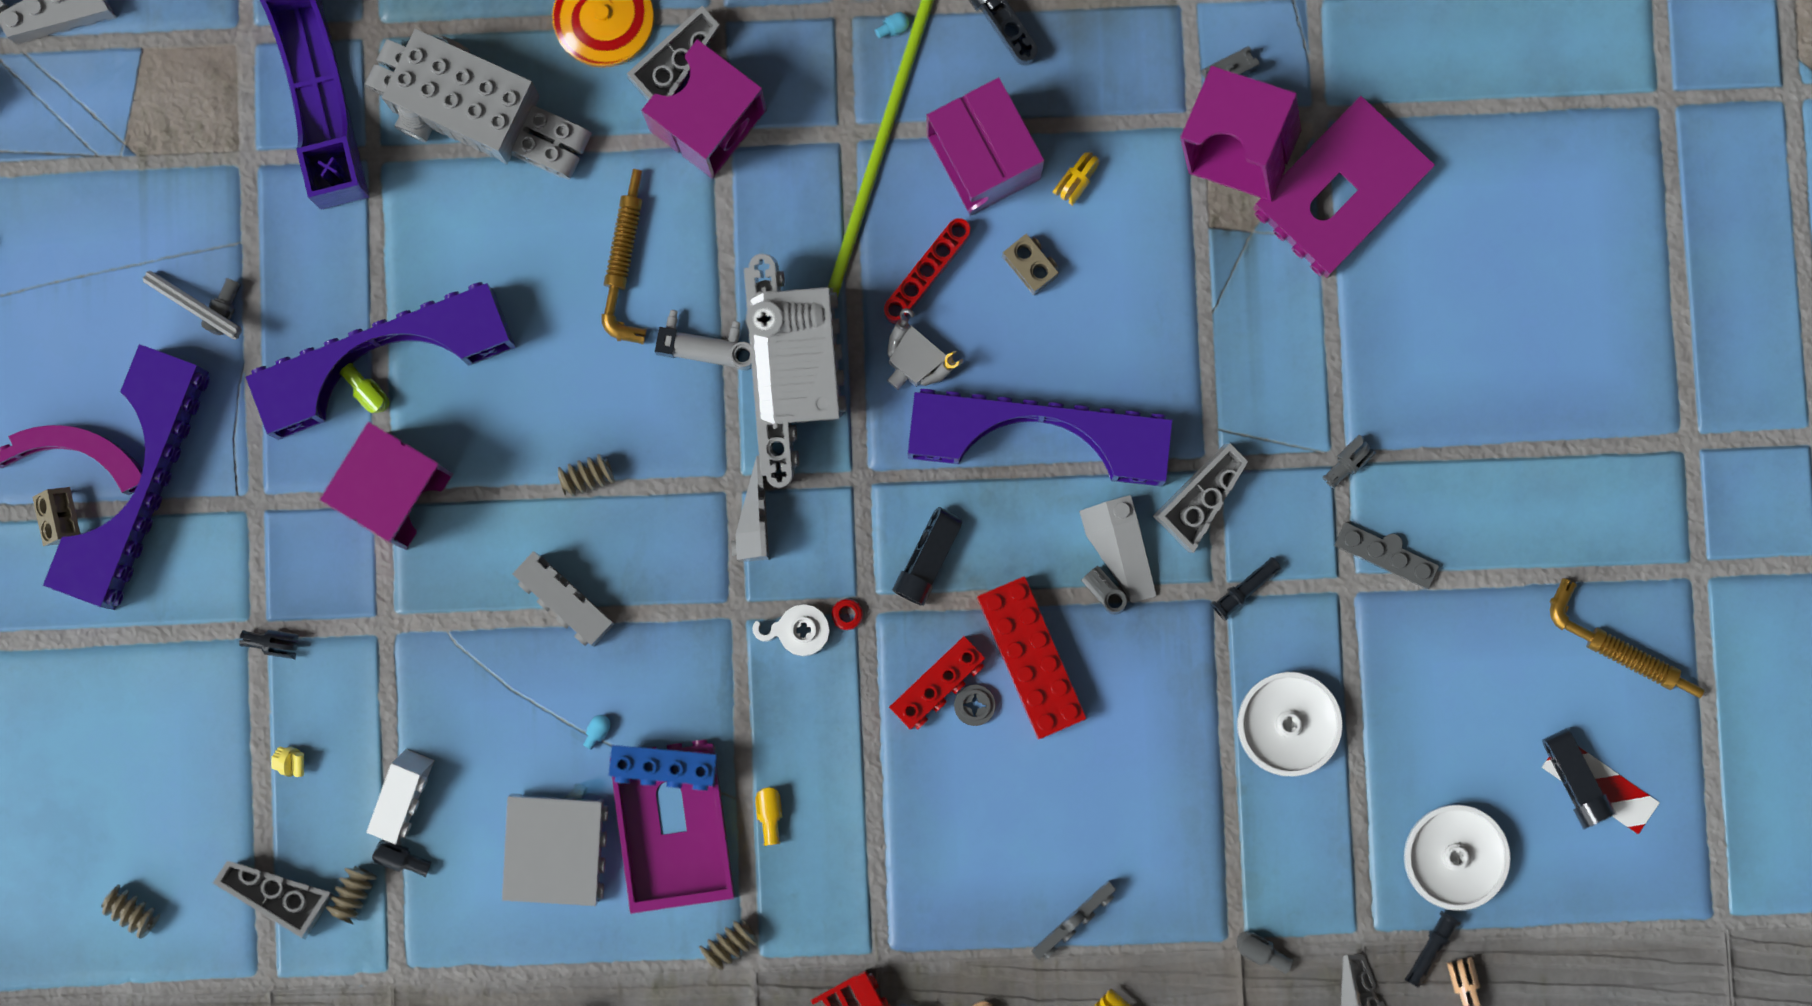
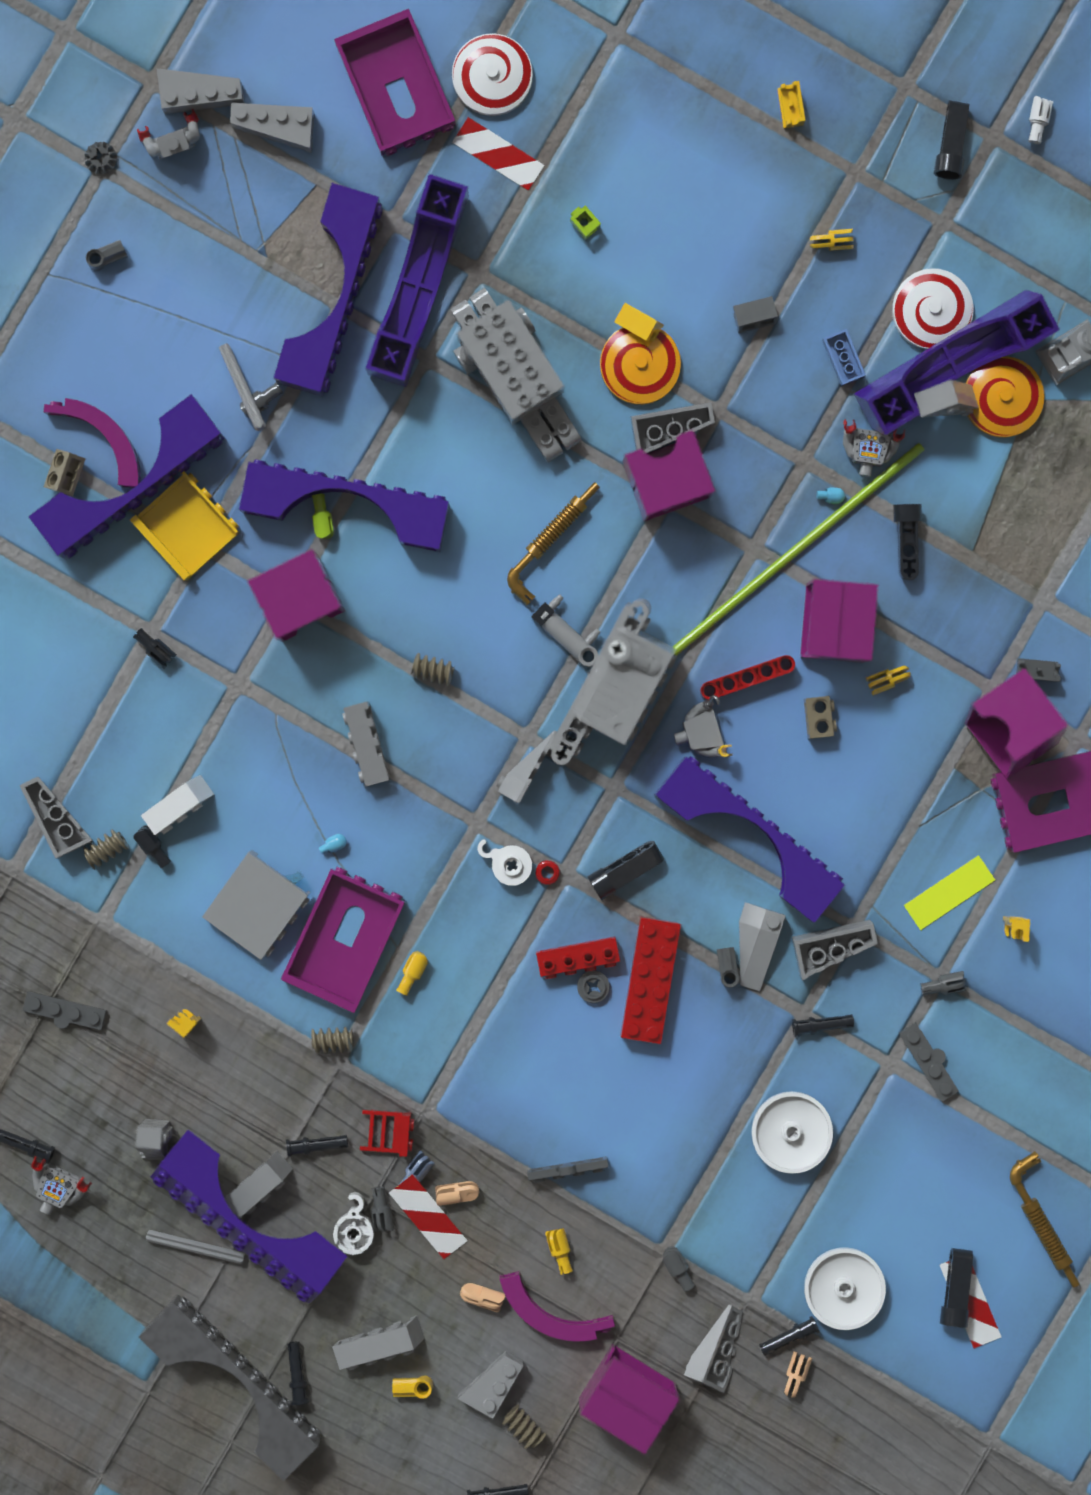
camera: 30 degrees right, 5 degrees up
(225, 491) = (186, 526): none -> yellow panel
(244, 228) = (310, 358): none -> dark purple arch
(288, 761) = (117, 735): light yellow piece -> none
(664, 766) = (362, 897): blue brick -> none
(1290, 362) = (949, 892): none -> neon yellow sticker
(1387, 348) = (1019, 926): none -> yellow hinge

